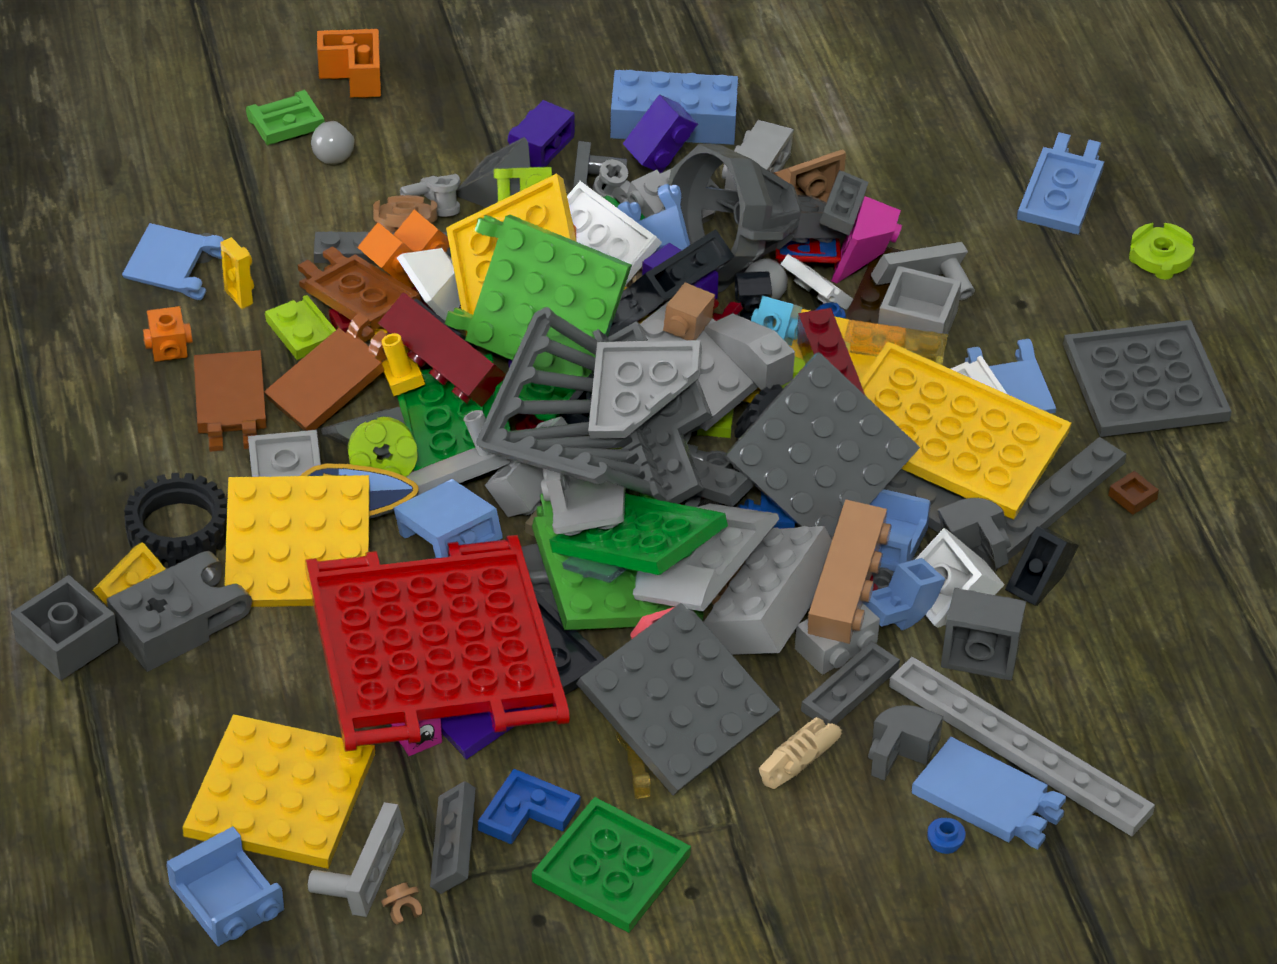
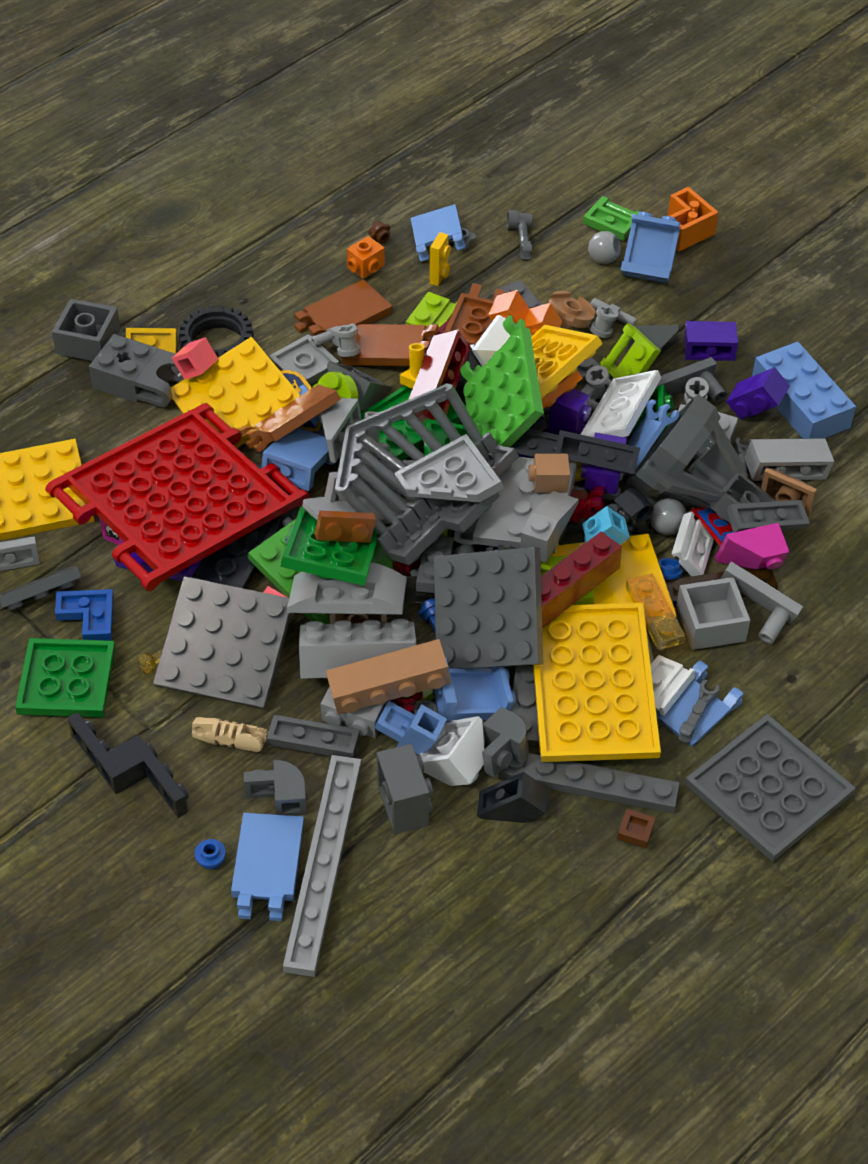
camera: 60 degrees right, 5 degrees up
(127, 308) = (379, 232): none -> reddish brown plate
(221, 187) = (520, 222): none -> dark grey brick
(223, 539) = (195, 358): none -> coral brick
(292, 405) = (341, 336): none -> light grey piece
(376, 106) = (651, 247): none -> medium blue panel
(397, 492) = (289, 417): none -> dark orange tile
(445, 462) = (335, 421): none -> light grey slope
(633, 503) = (345, 526): none -> dark orange plate
(780, 855) = (129, 764): none -> black bracket
(1013, 368) = (705, 697): none -> dark grey piece

